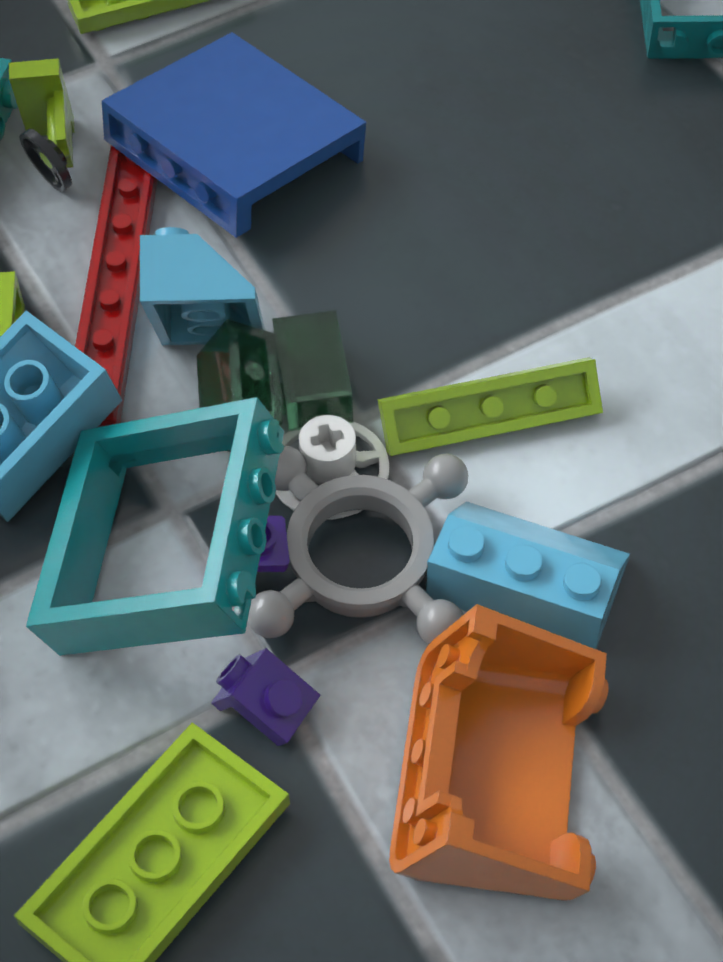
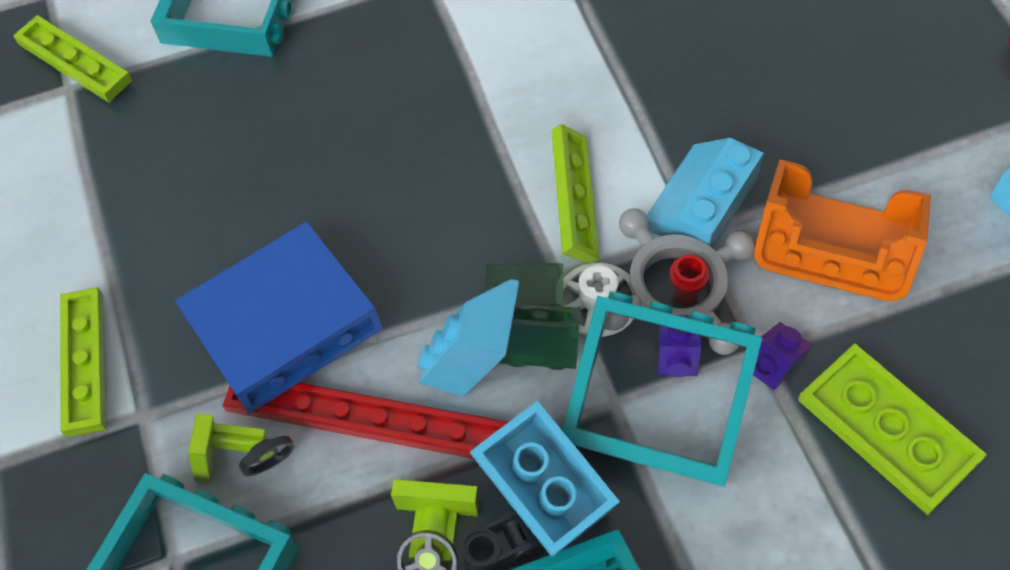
camera: 75 degrees left, 5 degrees up
(357, 549) = (688, 278): none -> red cone

